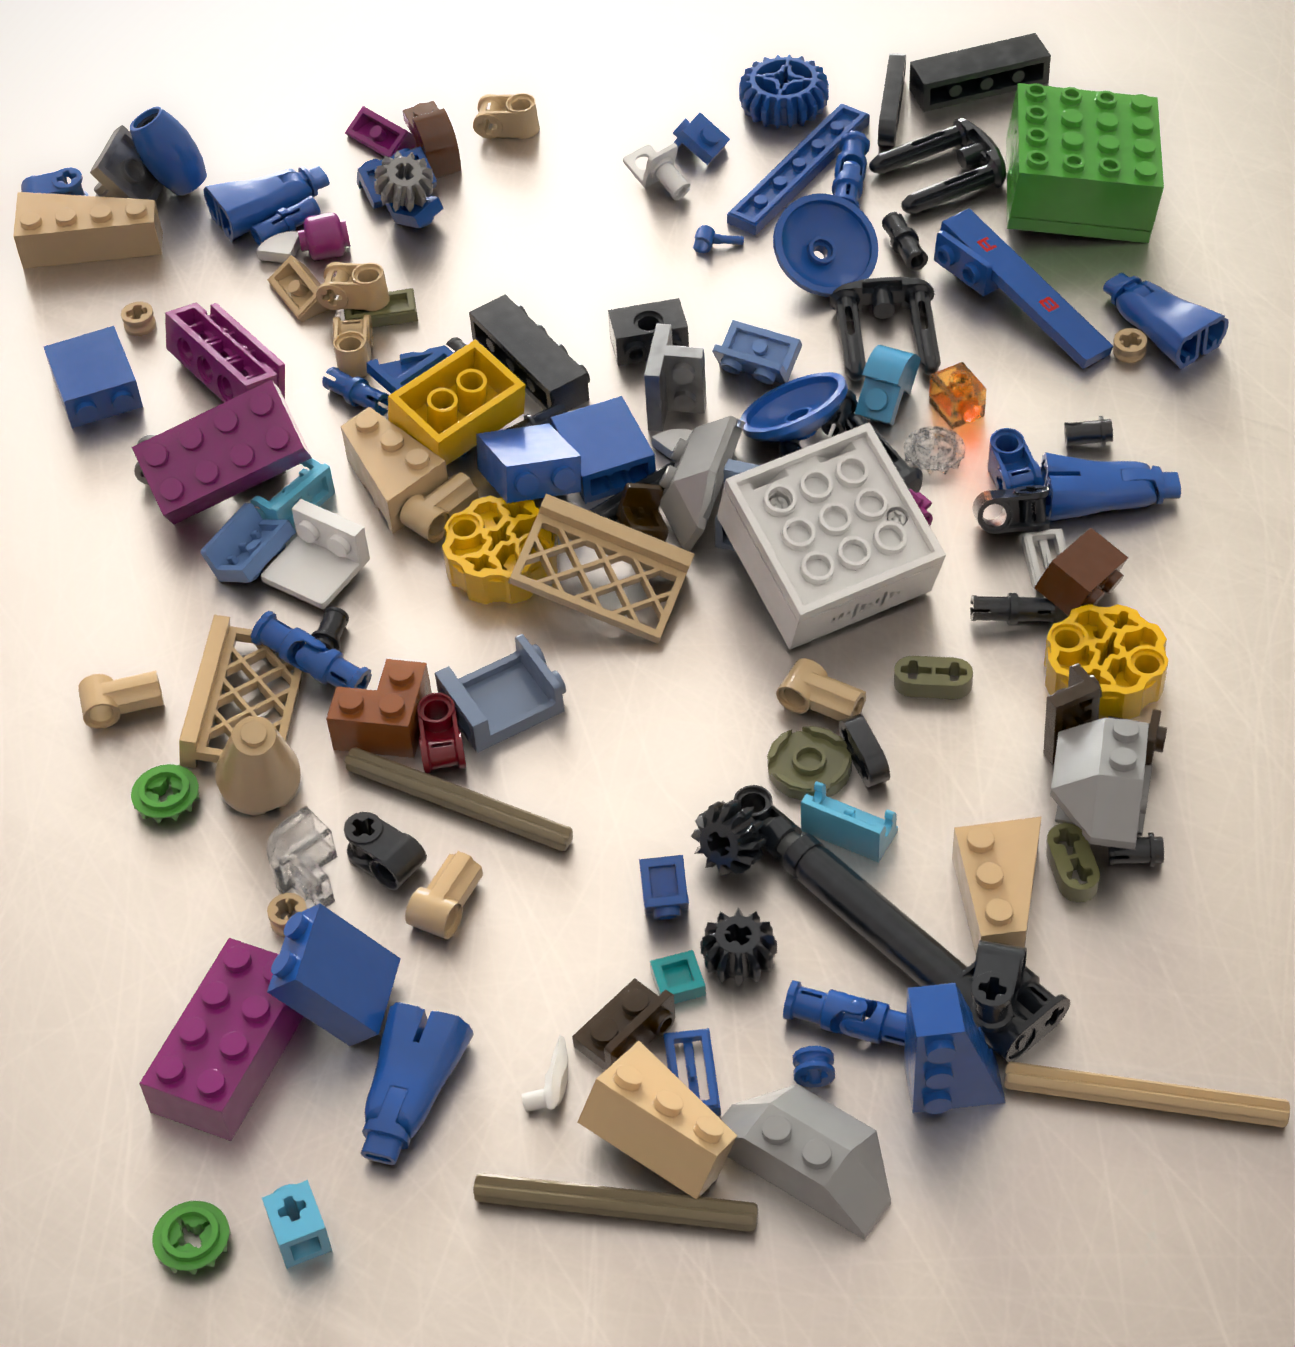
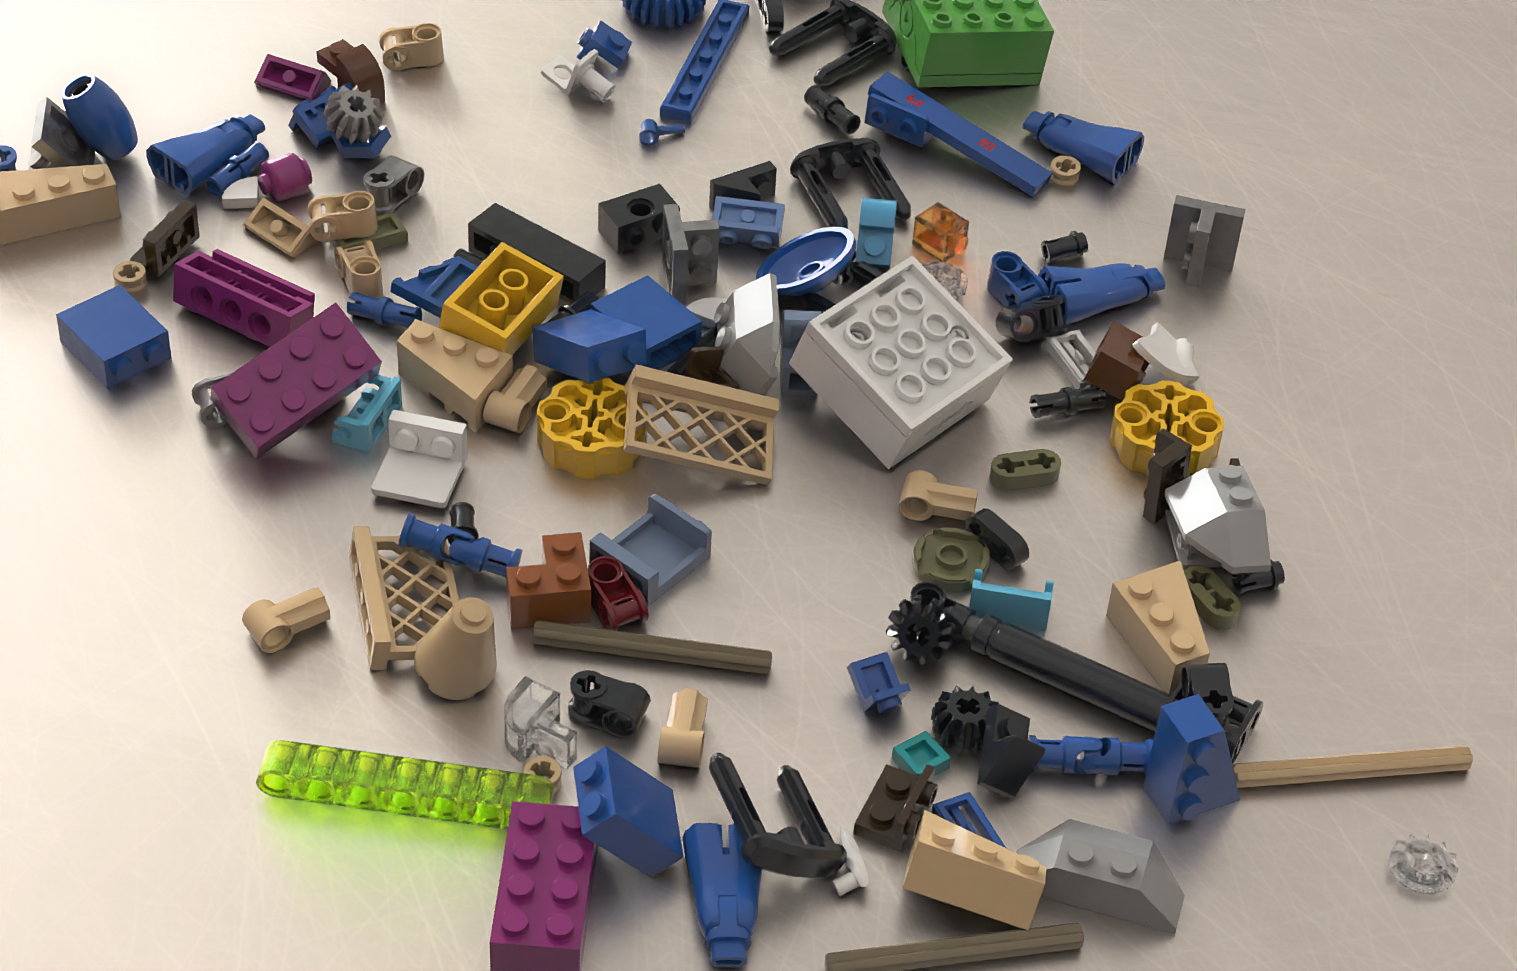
camera: 25 degrees left, 5 degrees down
(146, 892) = (397, 784): none -> clear neon green beam
(155, 782) = (385, 685): bright green gear -> none
(185, 283) = (169, 239): none -> dark brown bracket
(246, 545) = (347, 464): medium blue bracket -> none
(423, 256) = (393, 183): none -> flat silver piece
(483, 1058) = (785, 850): none -> black piece
(759, 993) = (1006, 752): none -> black slope
(774, 311) = (749, 184): none -> black slope
(813, 1066) = (1074, 802): blue bush -> none
(835, 230) = (769, 119): blue dish -> none
(851, 167) = (757, 60): blue piece -> none
(1142, 575) = (1168, 355): none -> white arm
(1172, 1245) = (1426, 878): none -> clear gear
(1241, 446) = (1203, 236): none -> flat silver bracket

